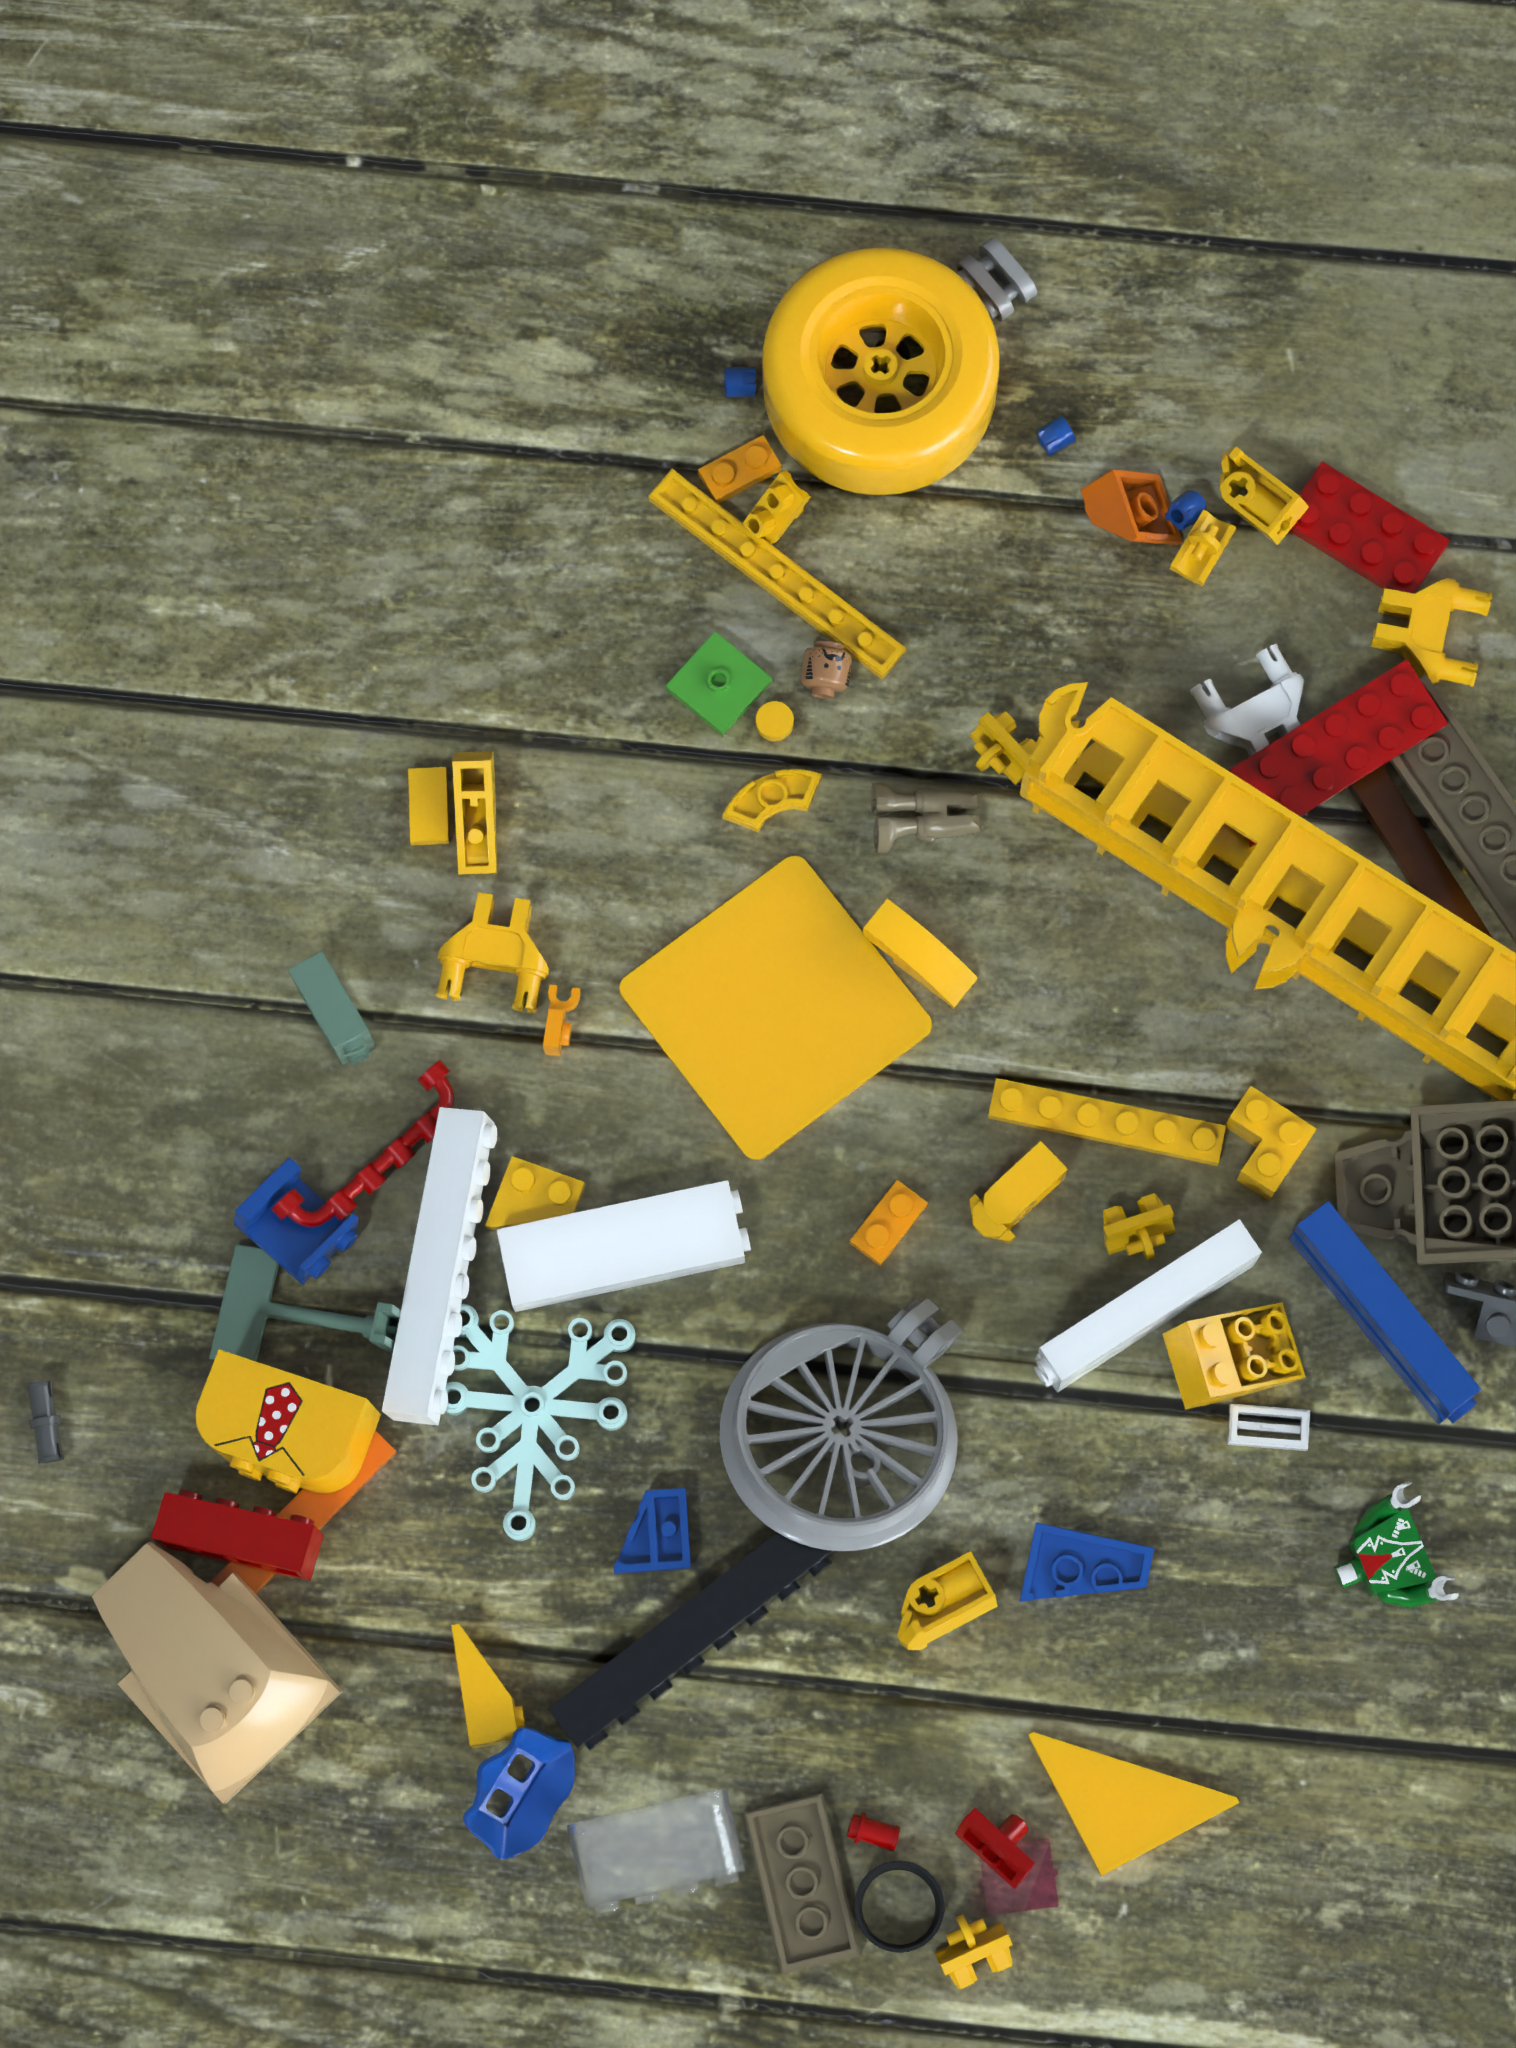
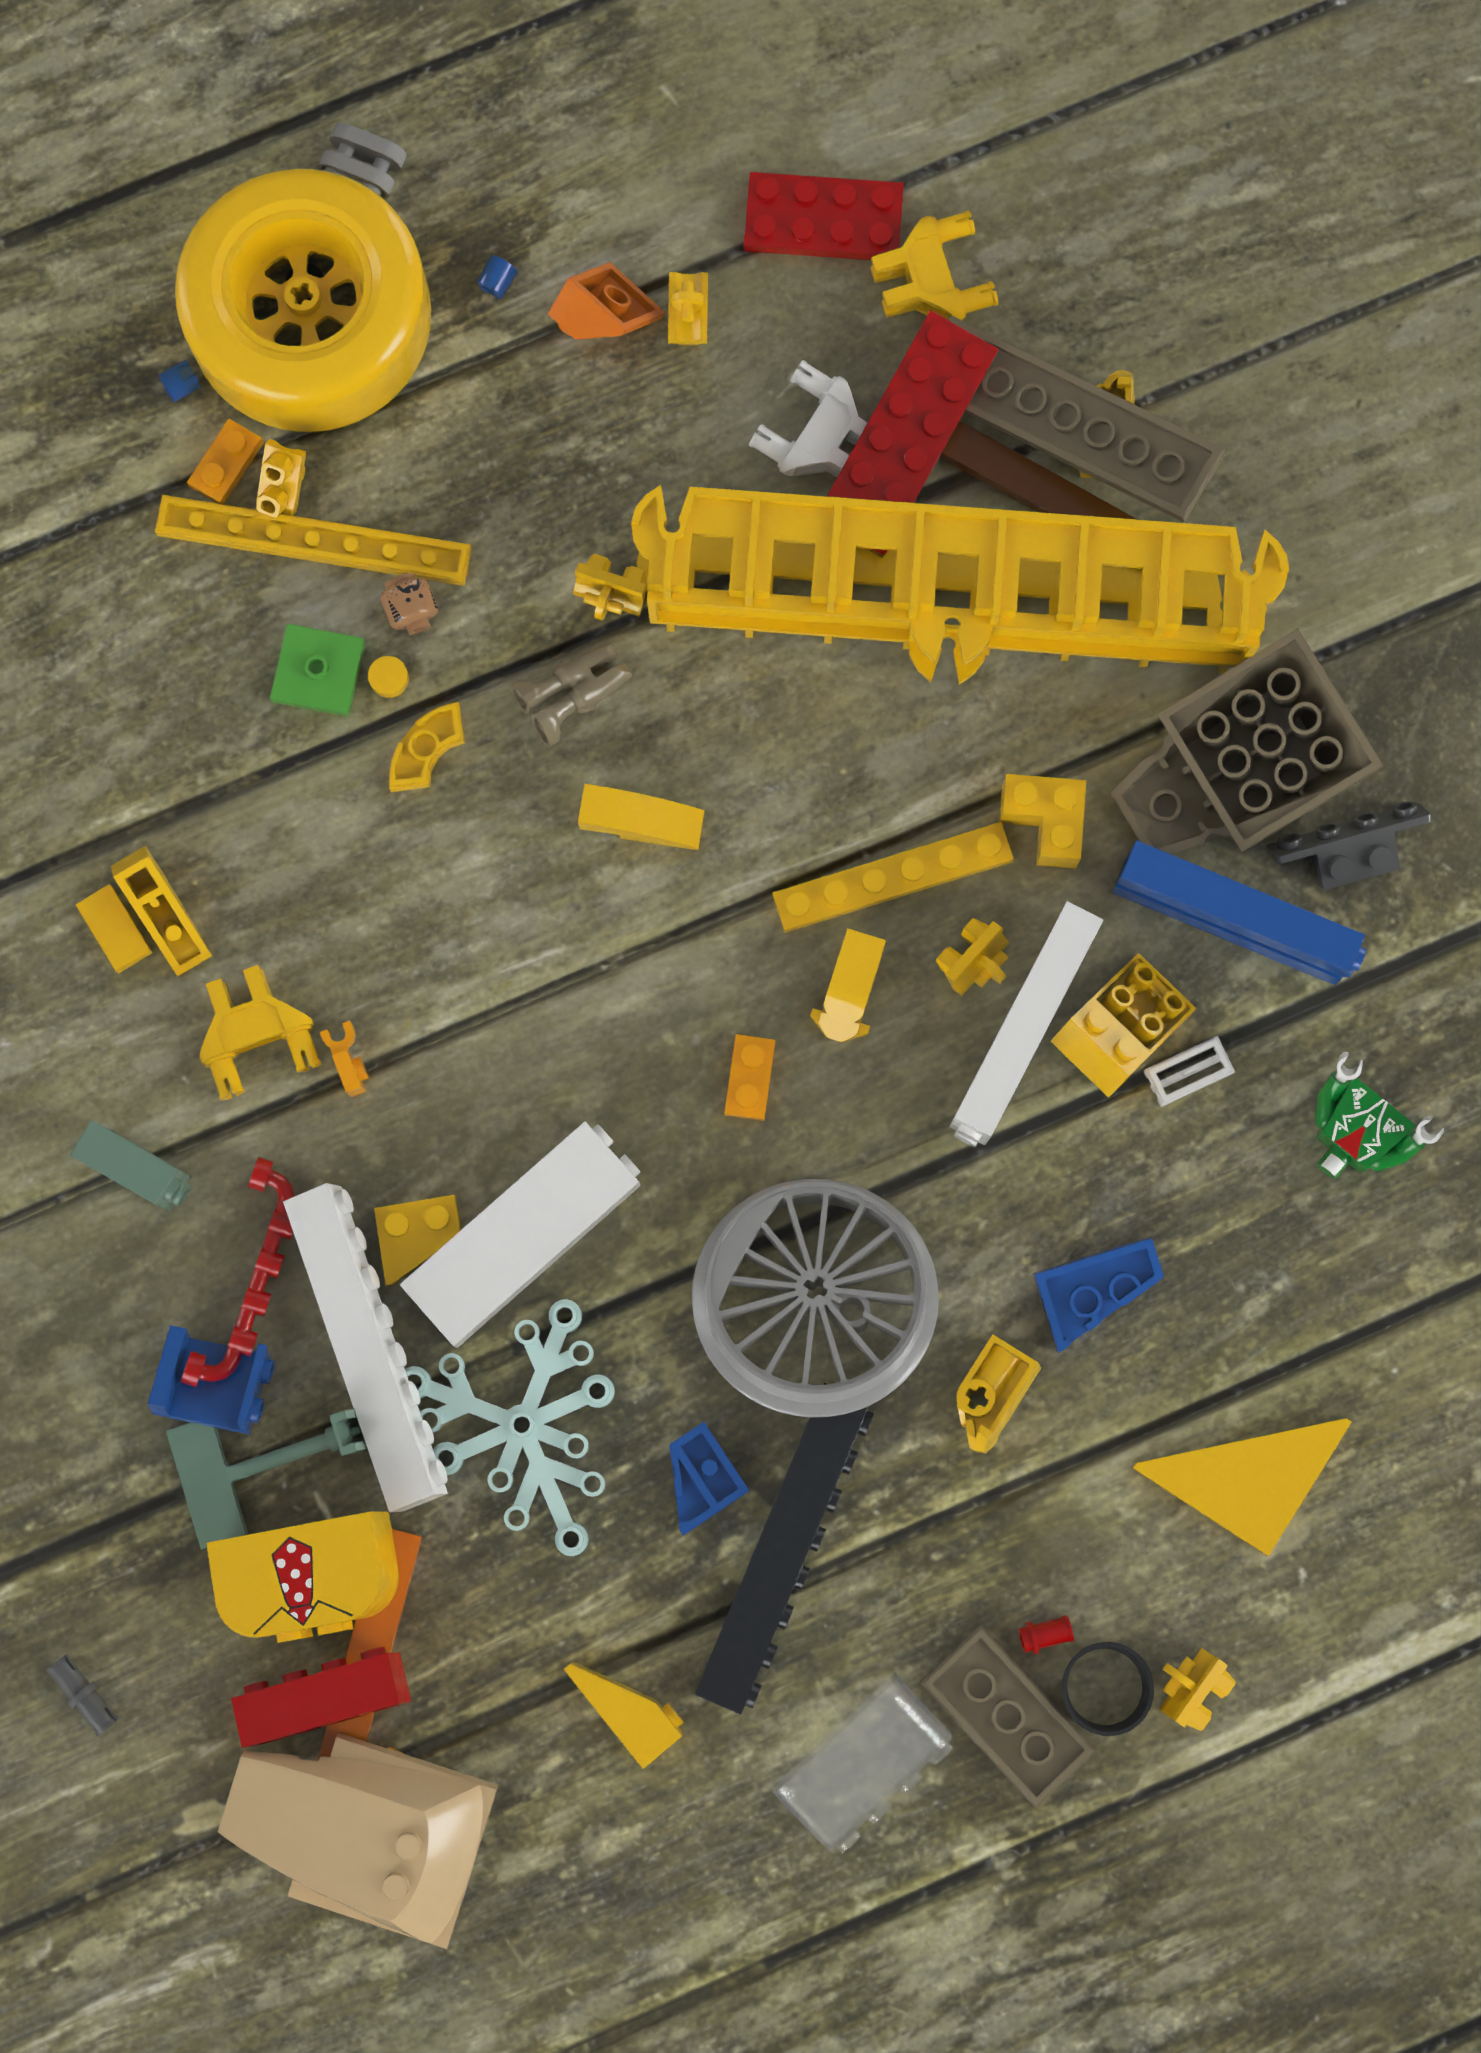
camera: 30 degrees left, 5 degrees up
(532, 1799) = (725, 1782): blue piece -> none
(775, 1007) = (536, 938): yellow piece -> none
(908, 1326) = (822, 1163): light grey brick -> none
(998, 1845) = (1163, 1583): red tile -> none
(1034, 1893) = (1195, 1599): clear pink piece -> none
(1186, 509) = (652, 280): blue hose -> none
(1269, 502) = (727, 234): yellow piece -> none

